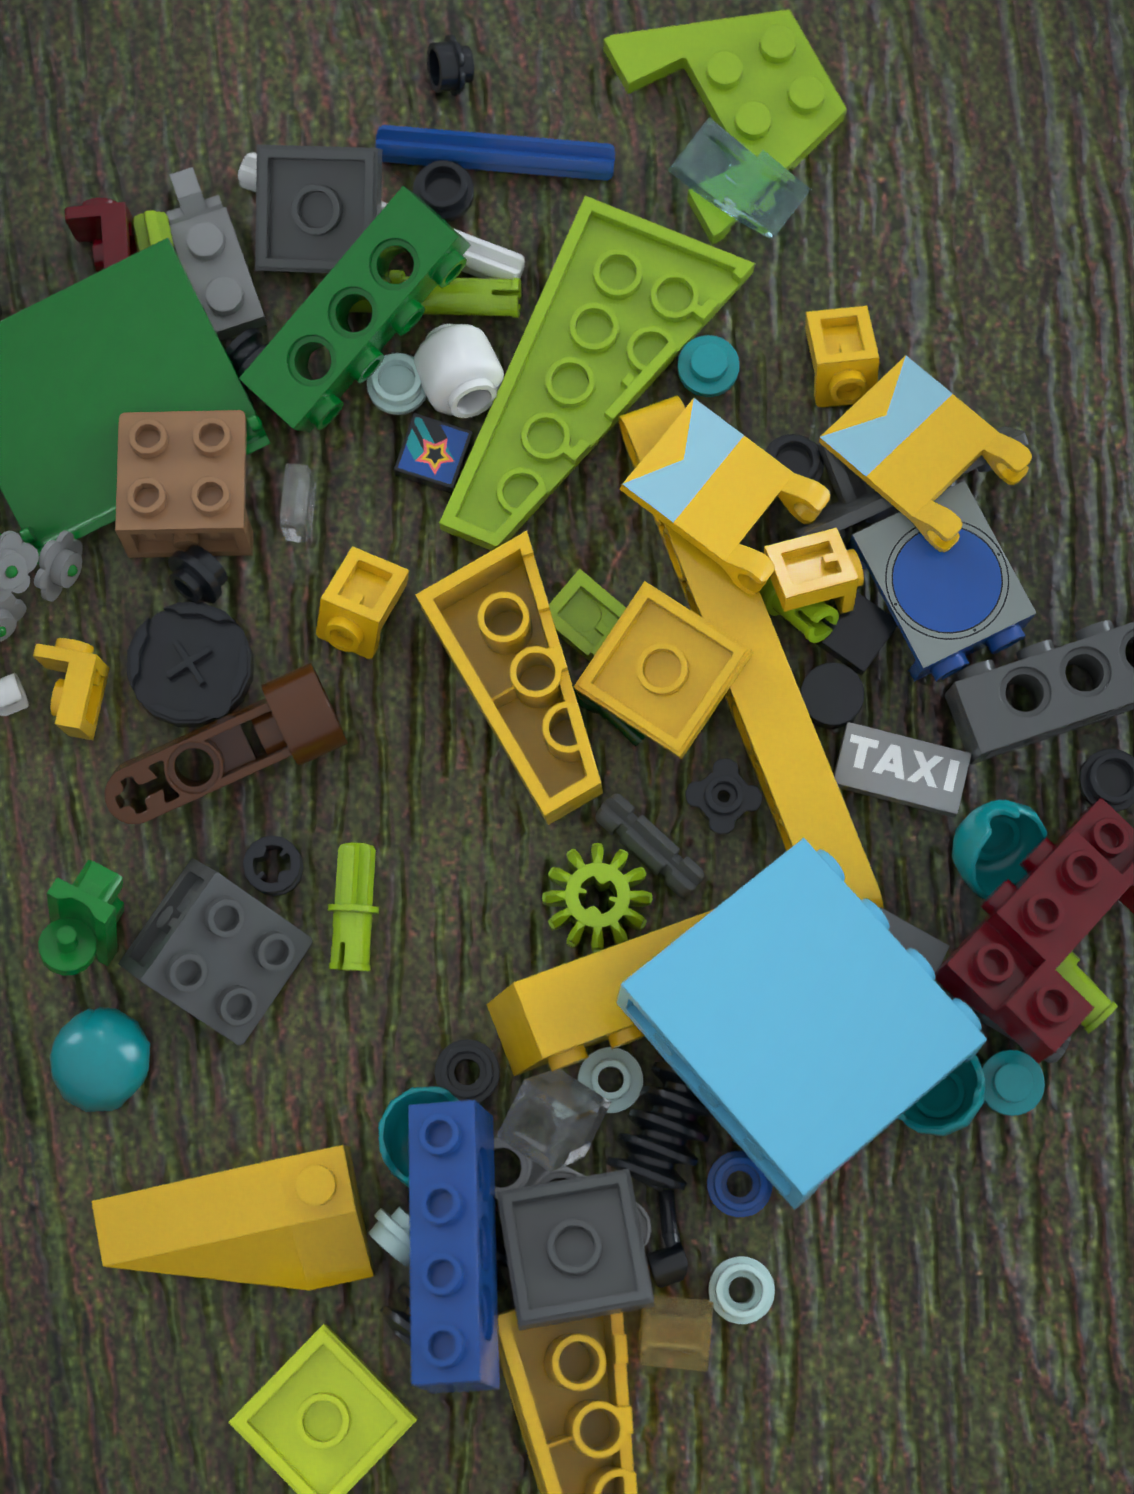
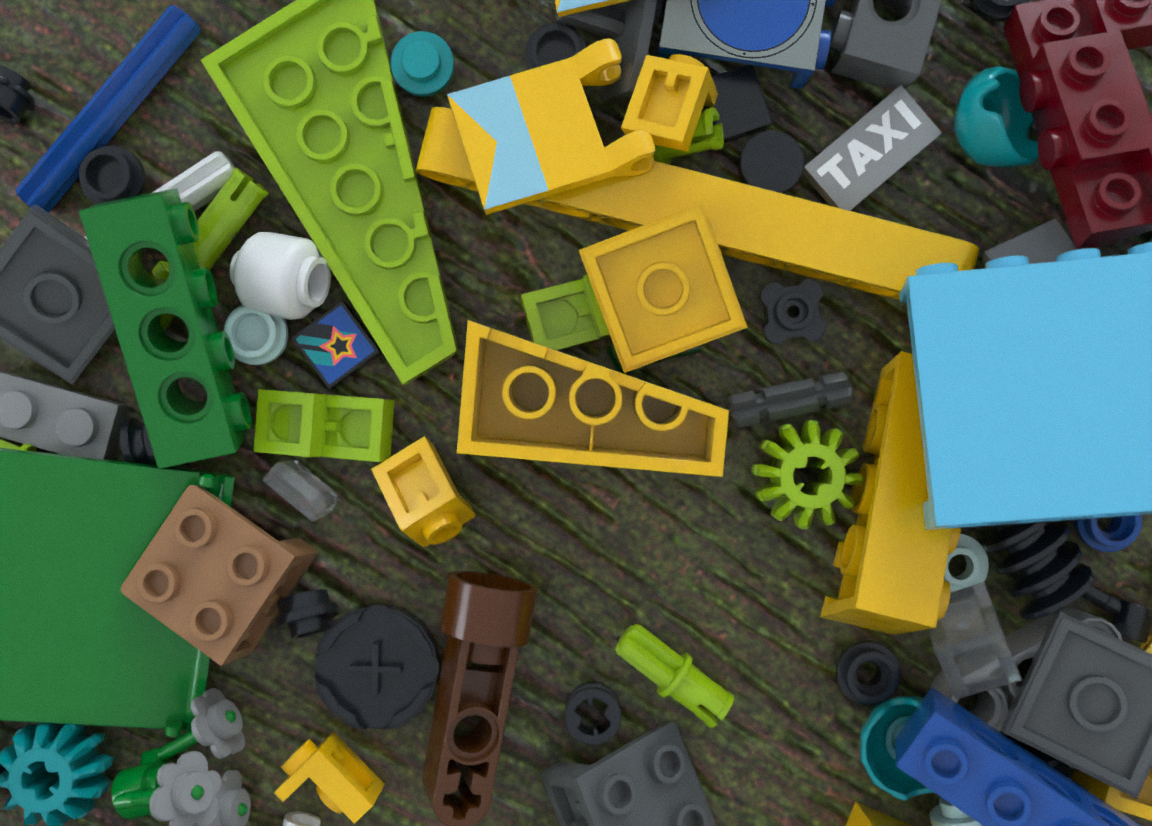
camera: 50 degrees left, 10 degrees up
(361, 487) = (323, 425): none -> lime slope

